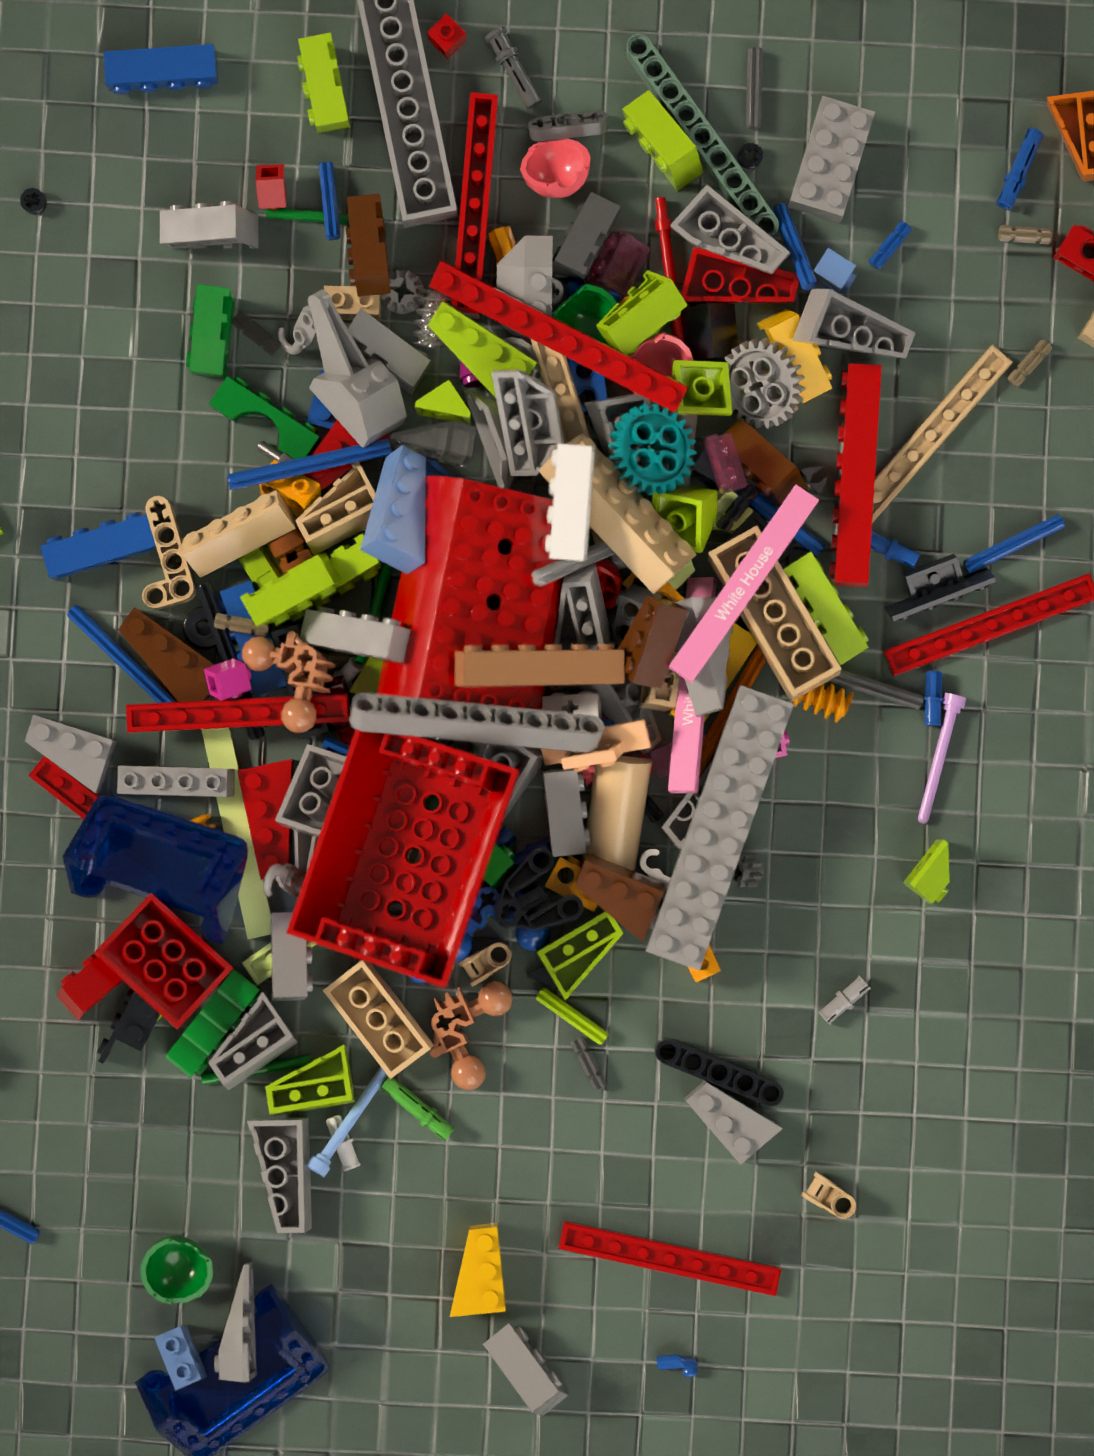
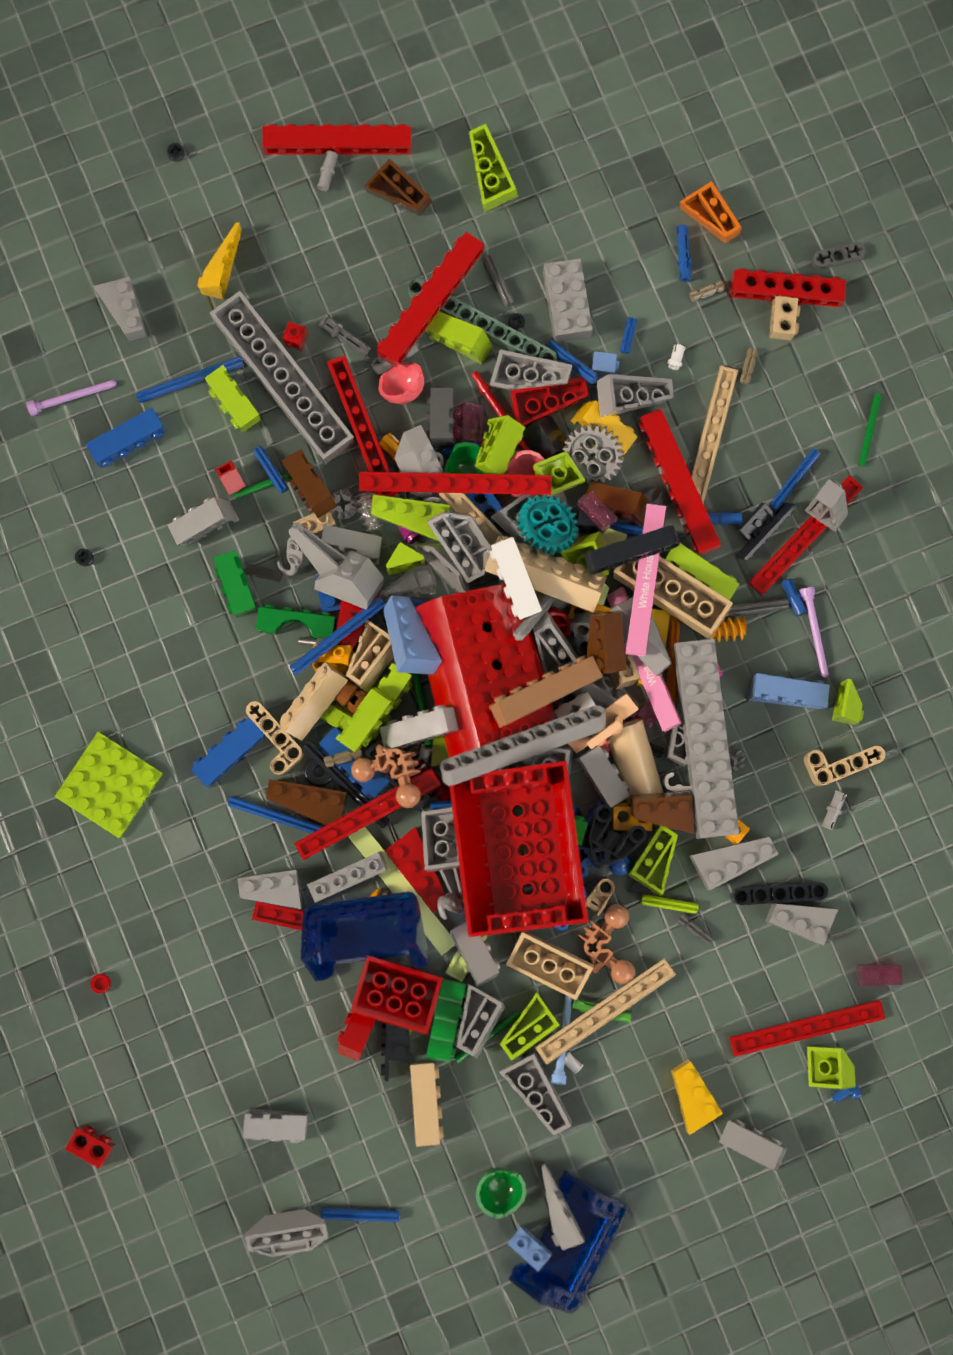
camera: 30 degrees left, 5 degrees down
(136, 1114) = (425, 1103): none -> tan brick
(228, 679) = (351, 795): dark pink brick -> none
(279, 28) = (187, 380): none -> blue axle
(420, 1111) = (605, 1011): none -> tan tile
(647, 73) = (431, 299): none -> red brick
(672, 1323) = (830, 1068): none -> lime slope
(677, 1000) = (729, 862): none -> light grey wedge
(737, 508) = (618, 531): black axle -> none
(743, 536) = (631, 549): none -> black beam
(795, 1237) = (879, 974): none -> clear pink brick
(828, 1195) = (885, 938): tan piece -> none
(863, 819) = (788, 691): none -> medium blue wedge
(891, 946) = (847, 764): none -> tan beam
(939, 305) = (676, 357): none -> white pin
(1037, 602) = (829, 505): none -> light grey wedge

